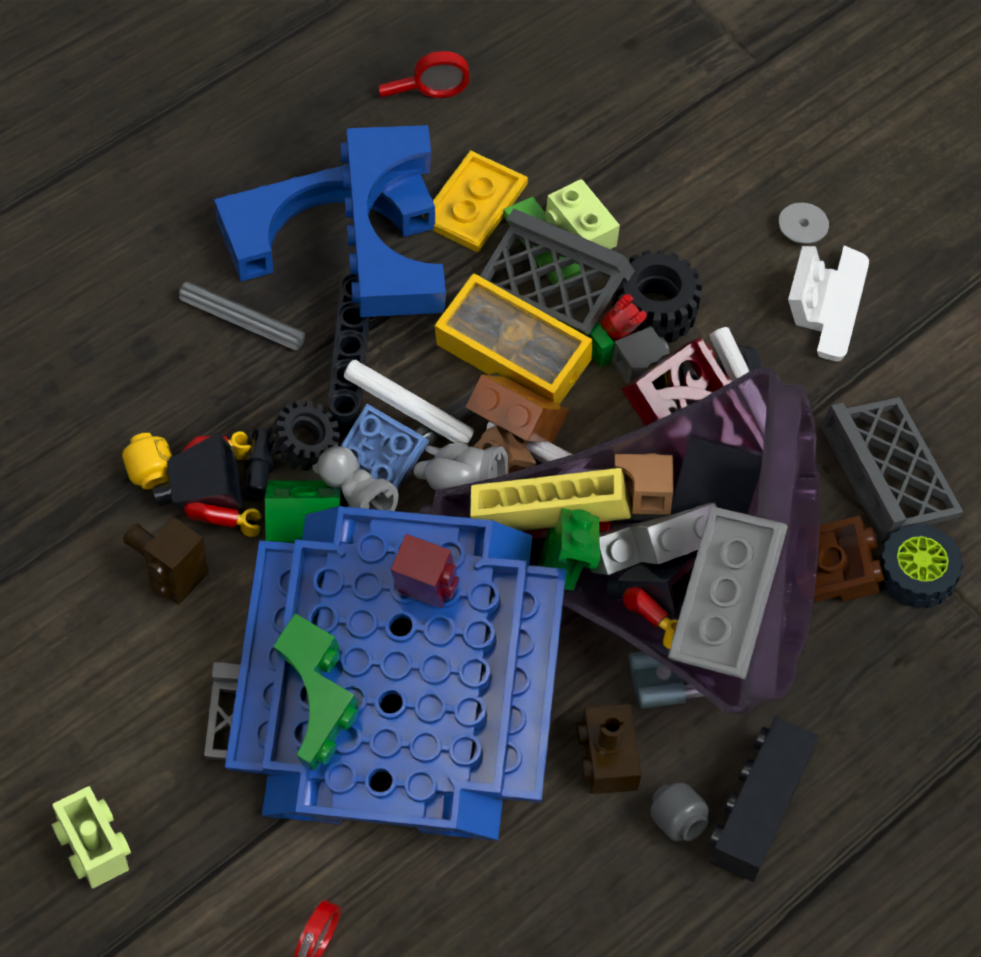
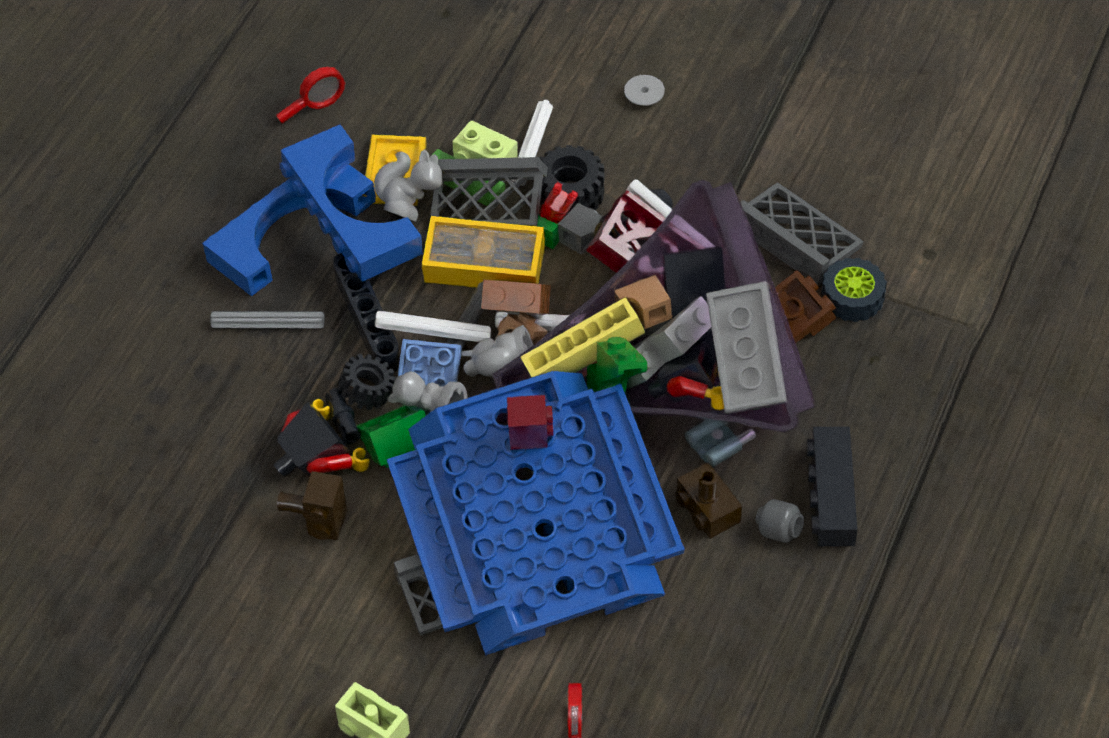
camera: 20 degrees left, 5 degrees down
(147, 460) = (259, 448): yellow head -> none
(330, 706) = (467, 517): green arch -> none
(460, 231) = (402, 192): none -> light grey animal
(651, 223) = (536, 131): none -> white axle
(828, 298) = (691, 135): white plate -> none

